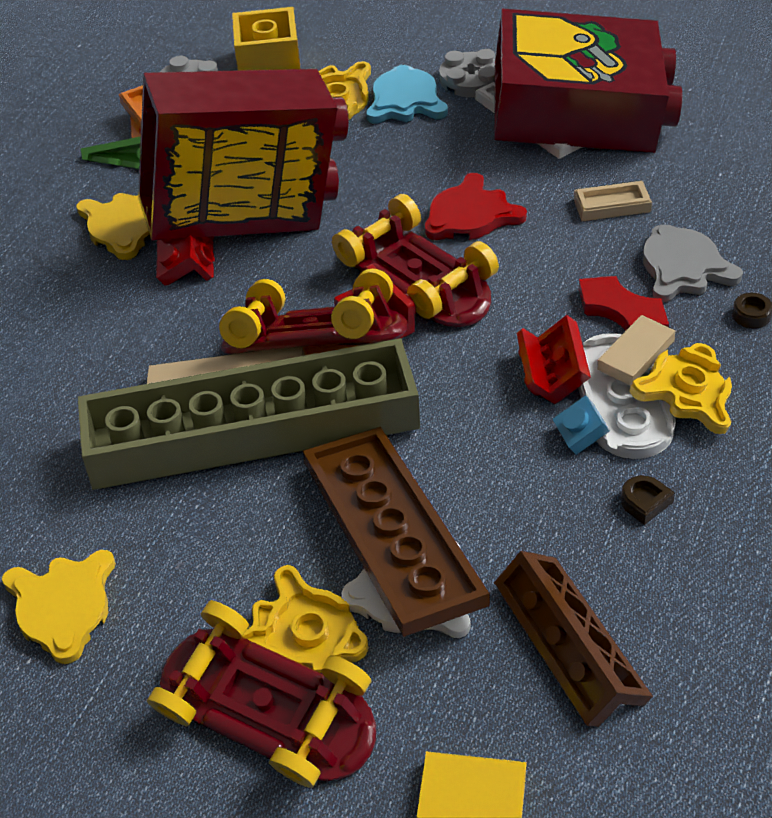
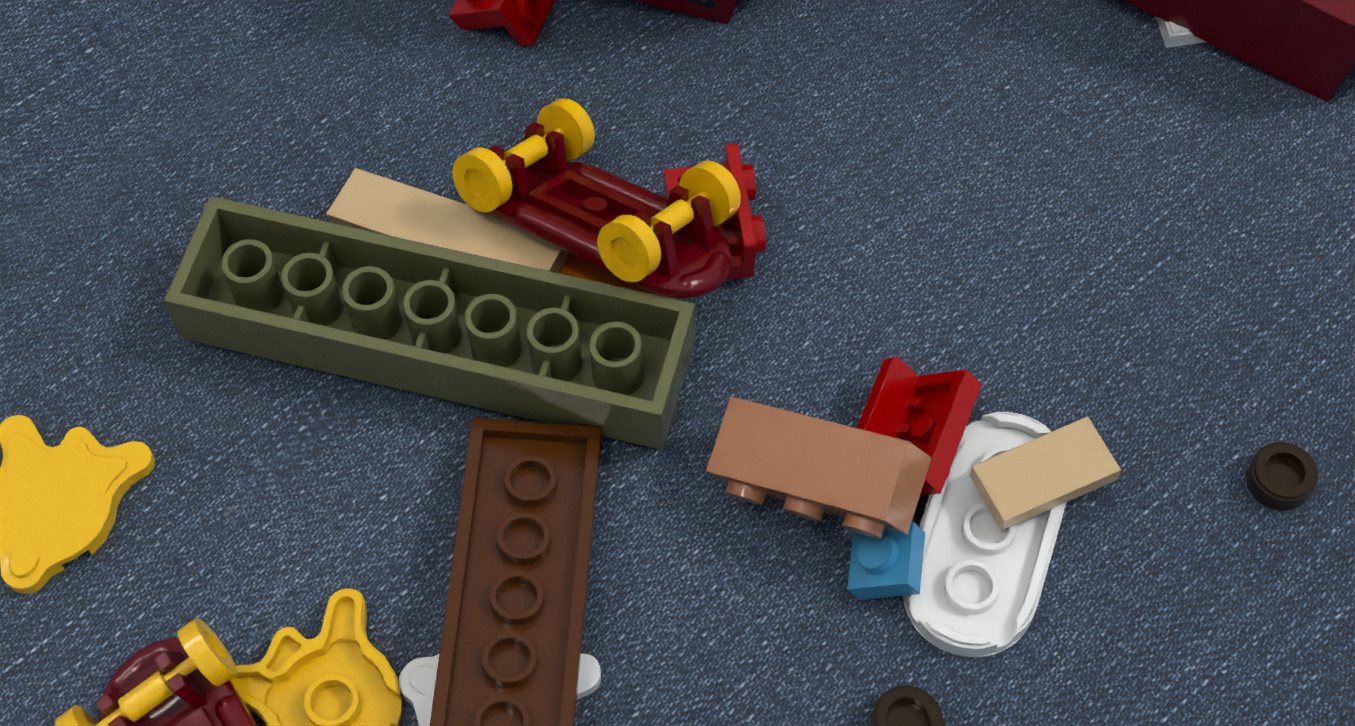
camera: 25 degrees right, 15 degrees up
(440, 285) = (817, 172): dark red piece -> none
(471, 210) = (966, 90): red tile -> none
(518, 387) = (819, 467): none -> nougat brick
(611, 300) = (1073, 354): red tile -> none
(612, 200) = (1195, 169): tan tile -> none
(684, 262) = (1232, 332): light grey tile -> none
(689, 386) = (1089, 571): yellow tile -> none

